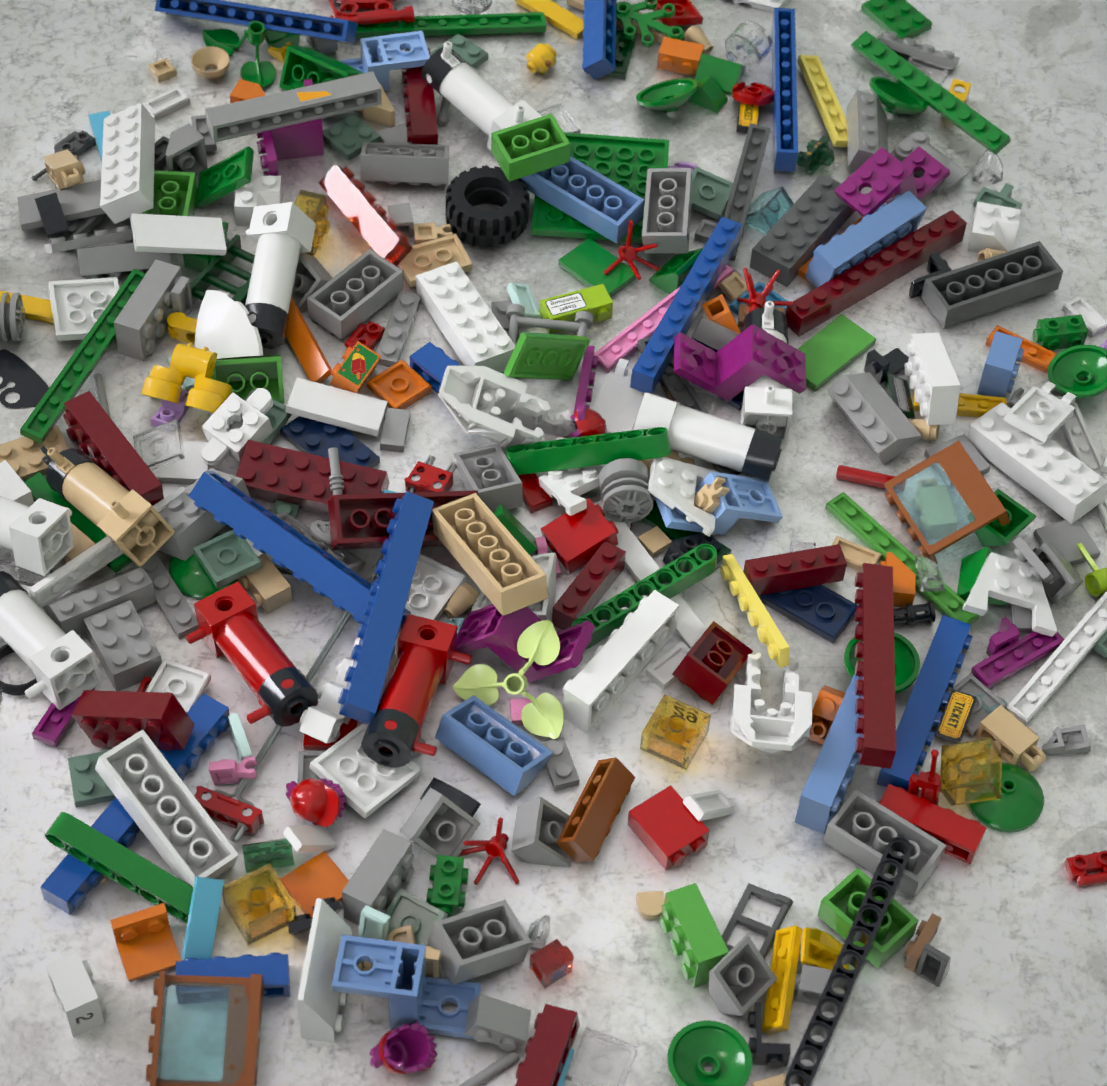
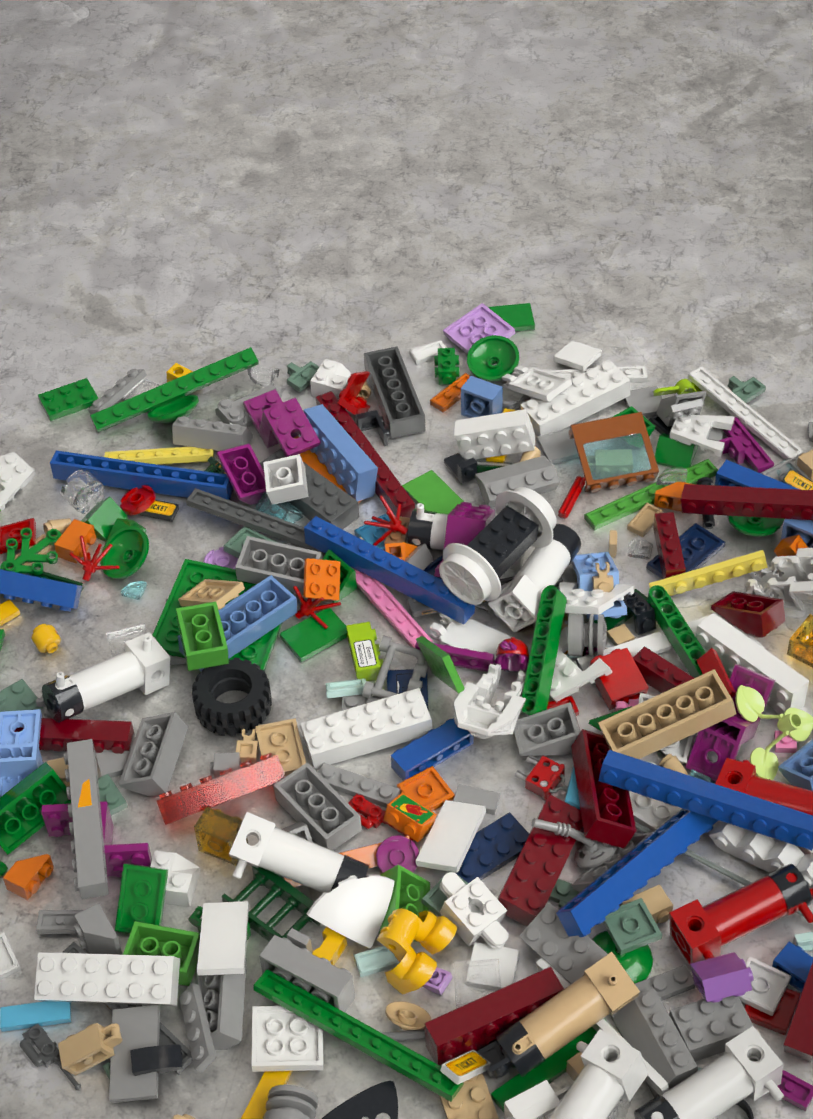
camera: 75 degrees left, 5 degrees down
(52, 434) = (465, 1067): none -> tile
(123, 390) = (407, 1015): none -> tan dish
(164, 633) = (722, 977): none -> medium lavender brick
(304, 363) = (397, 851): none -> magenta tile
(583, 614) = (711, 661): none -> red tile
(607, 158) = (212, 591): none -> tan plate
(627, 116) = (134, 590): none -> clear light blue tile
(647, 72) = (89, 565): none -> red plant
(654, 246) = (322, 579): none -> orange bracket
(705, 367) = (475, 569): none -> white brick
(791, 190) = (285, 479): none -> white brick
(797, 520) = (612, 543): none -> tan tile
(801, 162) = (244, 472): none -> magenta slope
(962, 241) = (348, 395): none -> red bracket

